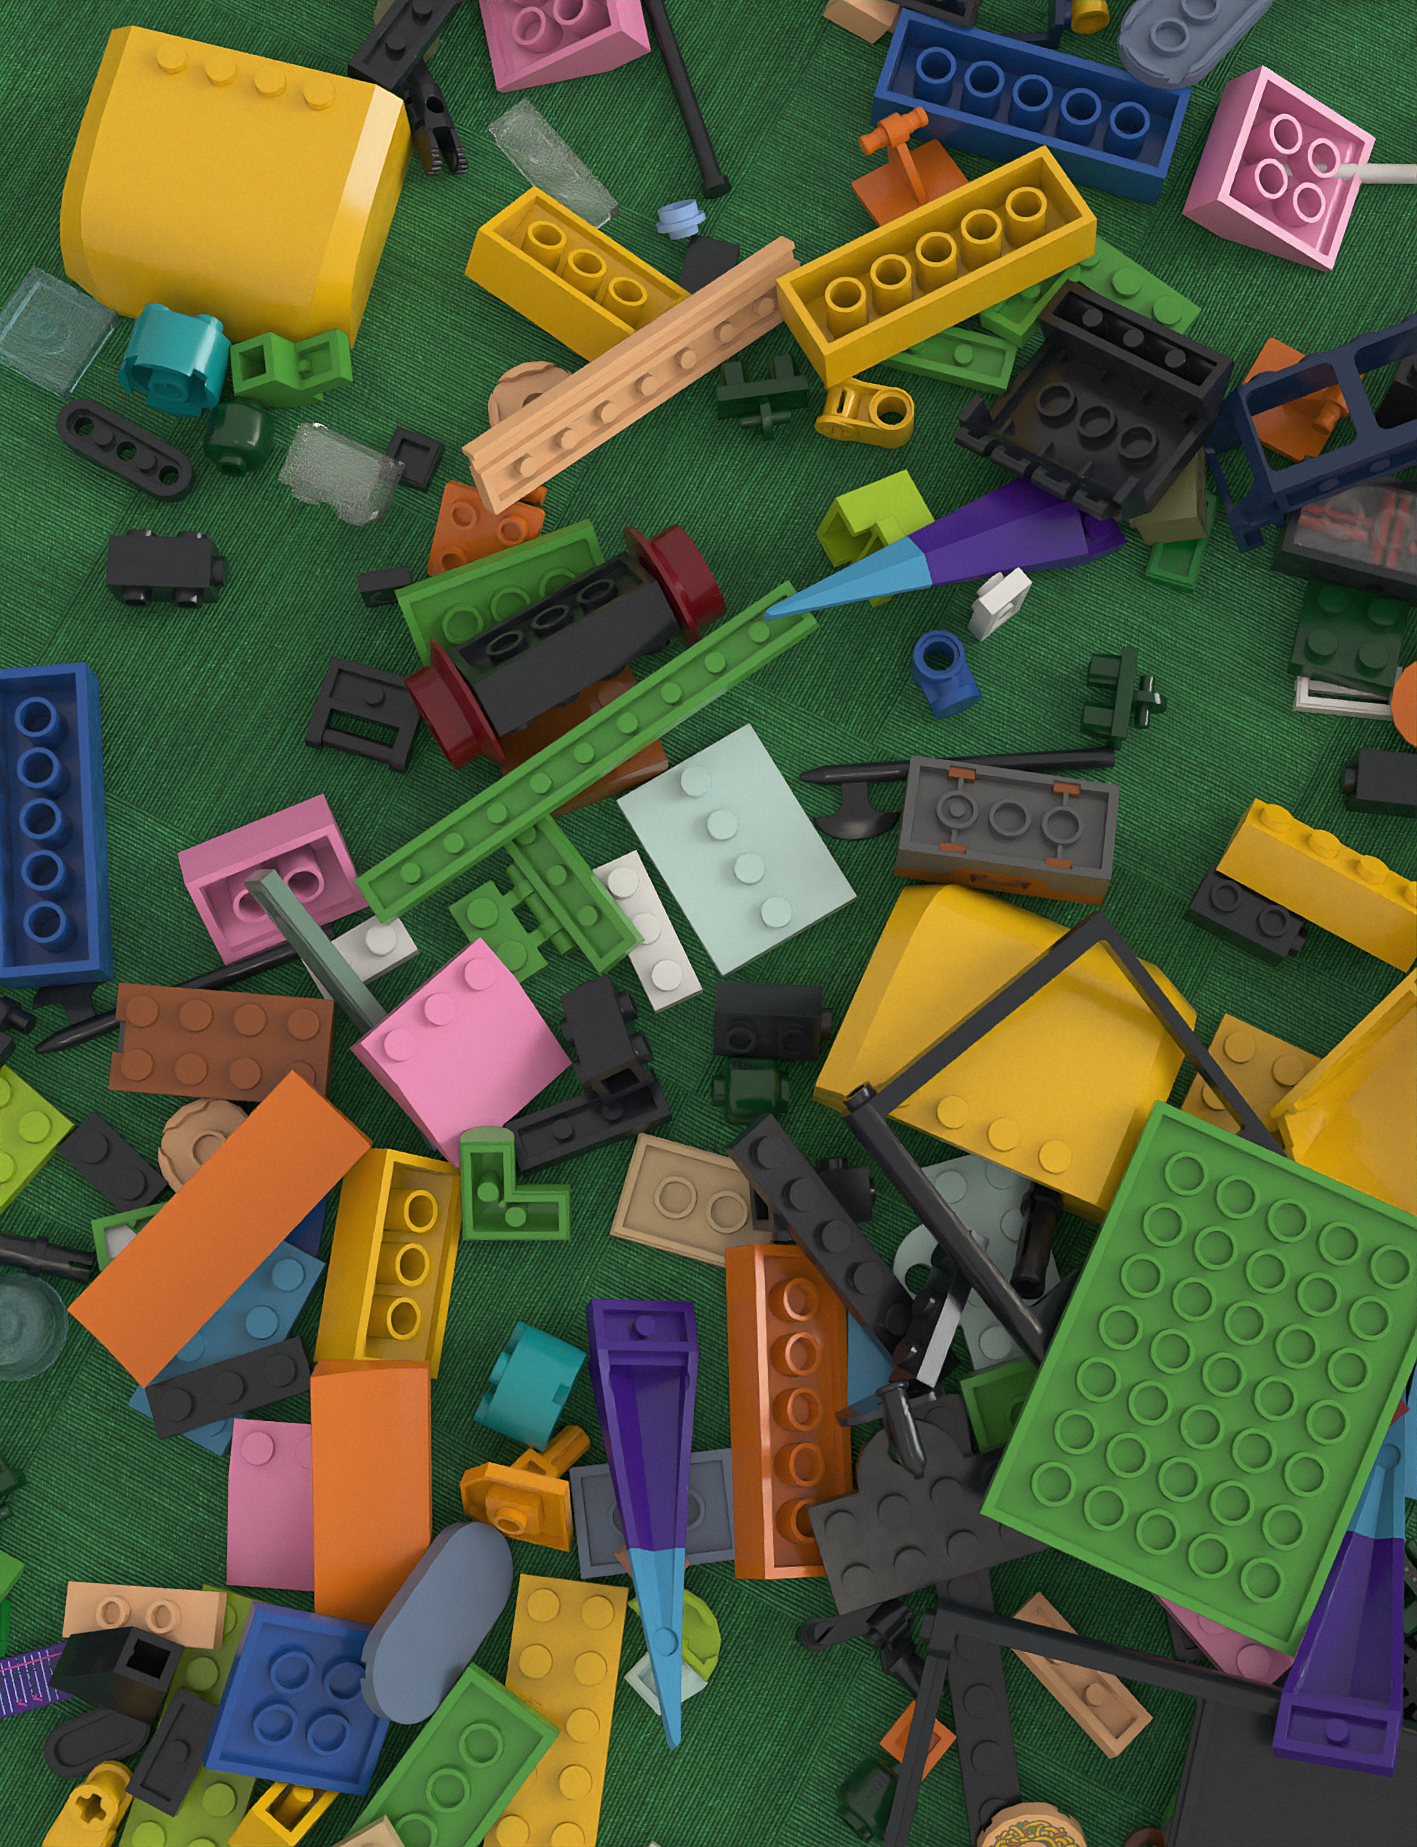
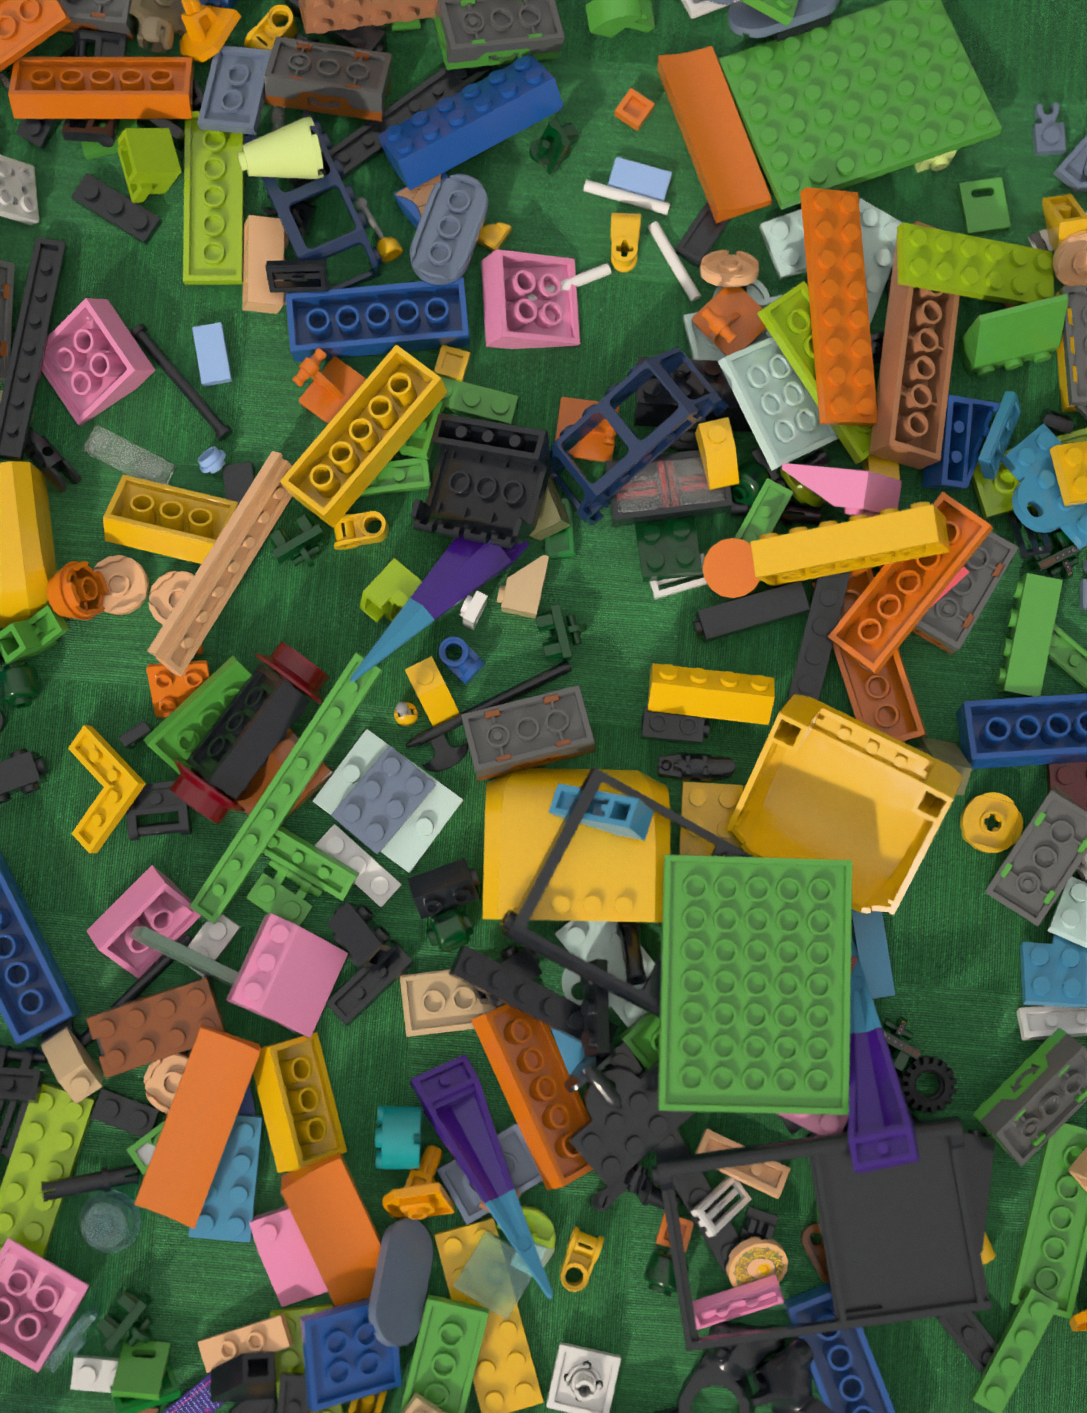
camera: 30 degrees left, 5 degrees up
(65, 1051) = (72, 1065): none -> tan slope
(230, 1388) = (239, 1206): black plate -> none
(325, 655) = (119, 791): none -> yellow plate
(340, 473) = (85, 682): clear piece -> none
(389, 327) = (77, 591): none -> orange cone
(419, 454) = (120, 656): black tile -> none
(455, 351) = (125, 583): none -> light nougat tile
(498, 1206) = (341, 1047): bright green brick -> none
(593, 1679) = (494, 1275): none -> clear light blue plate
(731, 842) = (383, 800): none -> sand blue plate
(745, 1713) = (581, 1257): none -> yellow piece
(747, 64) = (212, 354): none -> light blue tile
(818, 732) = (406, 718): none -> yellow hinge
(877, 704) = (432, 691): none -> yellow slope
(981, 1736) = (705, 1219): none -> white tile
(1061, 1786) = (758, 1223): none -> black tile
(1091, 607) = (524, 589): none -> tan slope
(1091, 994) = (607, 812): none -> dark azure slope
(1120, 218) = (452, 363): none -> yellow plate
(1255, 998) = (695, 767): none -> black hinge
(1260, 50) = (494, 235): none -> yellow tile

